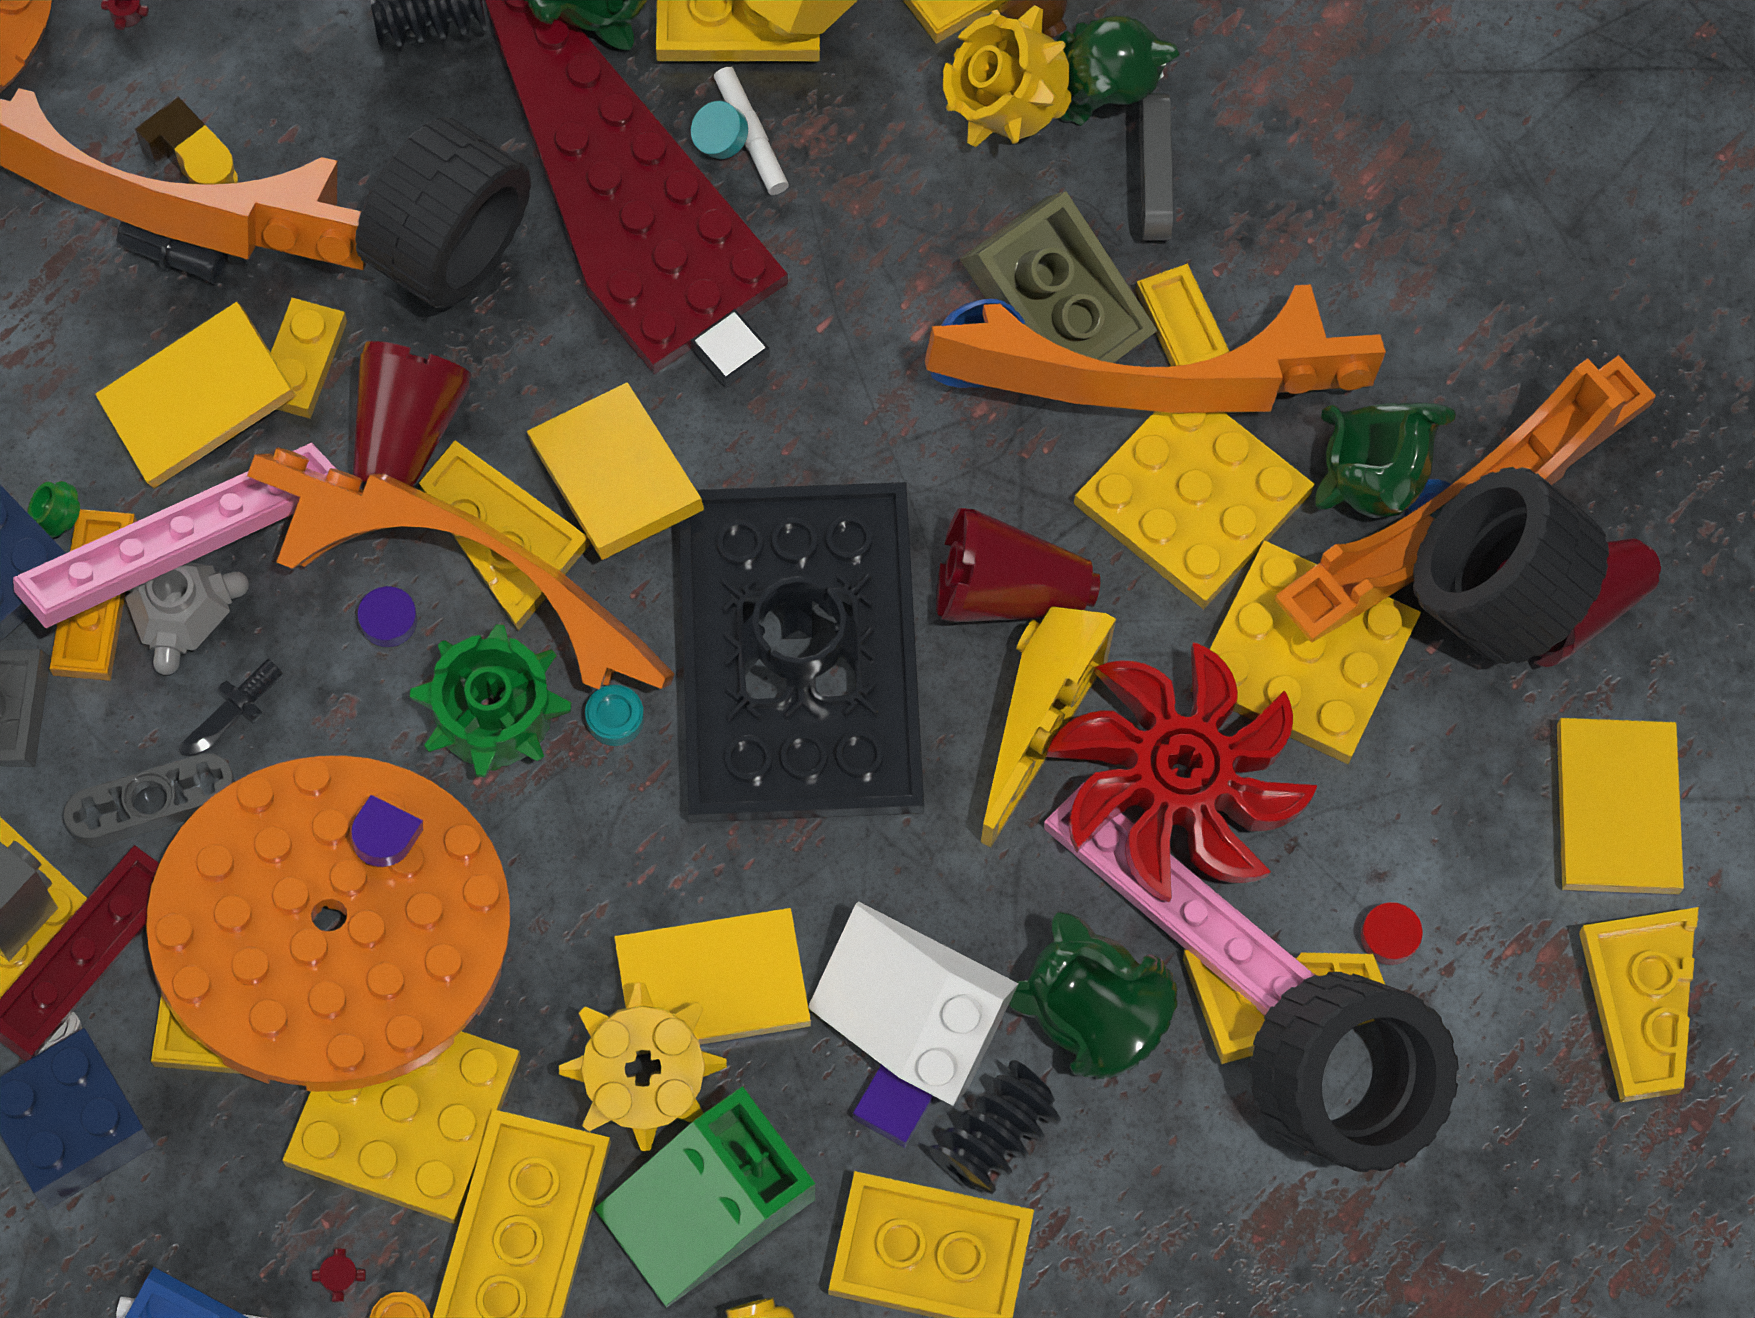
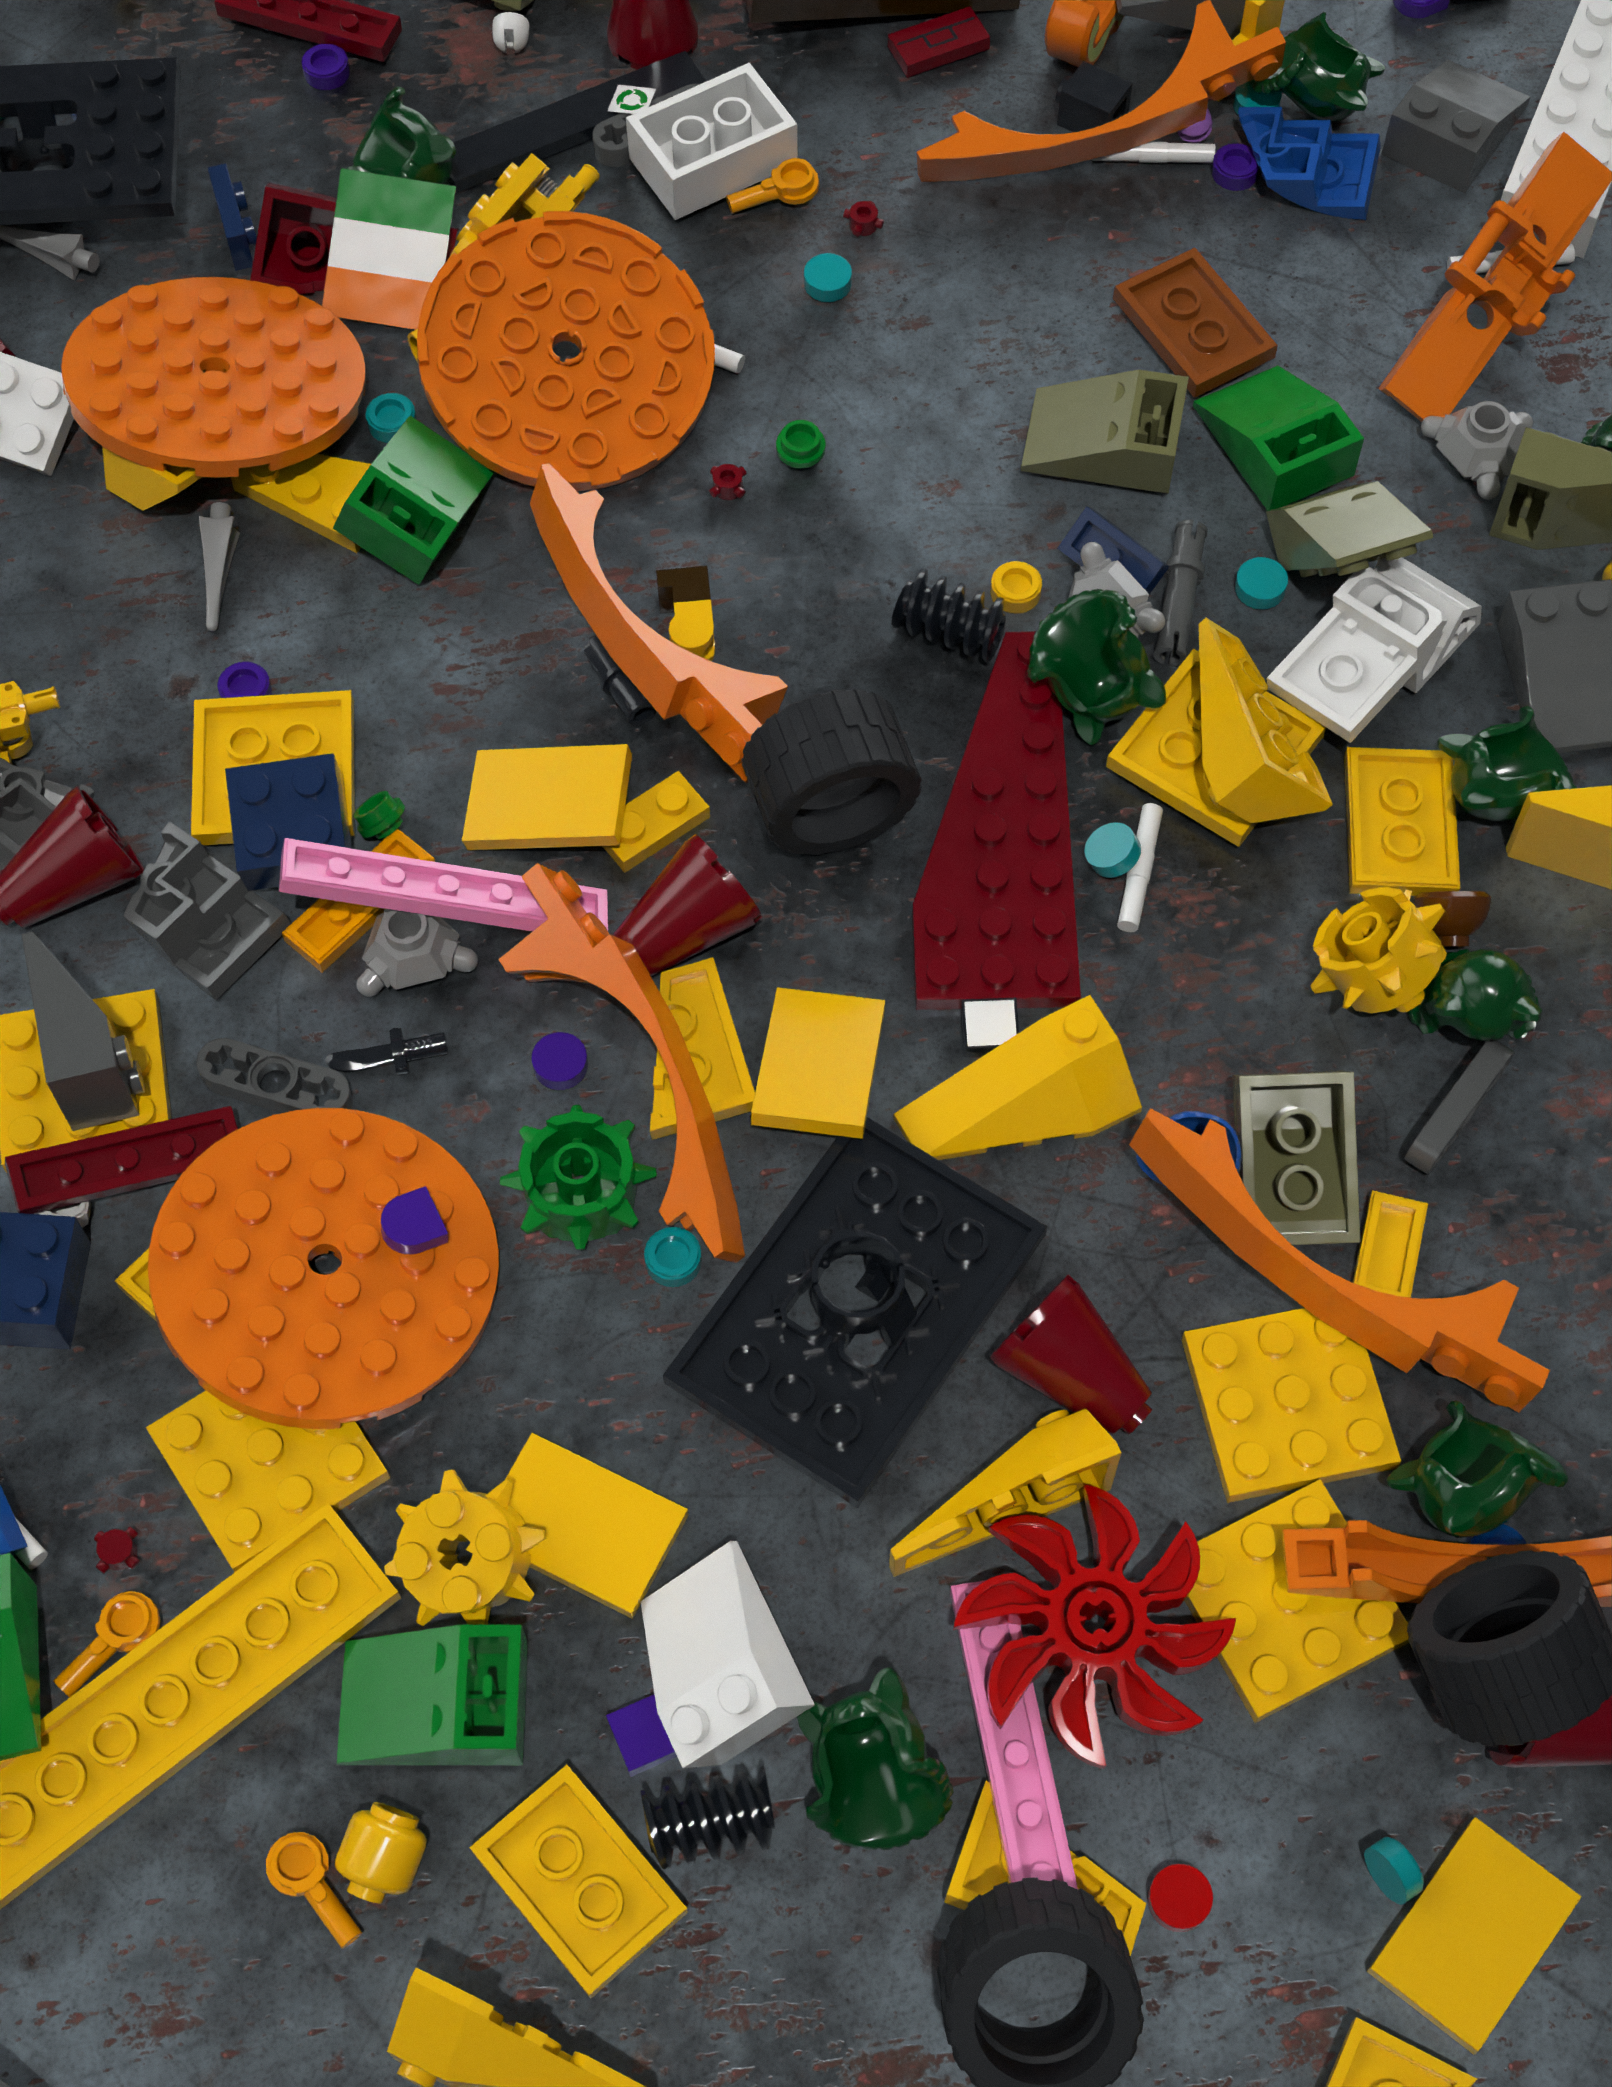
camera: 40 degrees right, 5 degrees down
(811, 370) = (1038, 1085): none -> yellow wedge
(1532, 799) = (1394, 1870): none -> teal tile

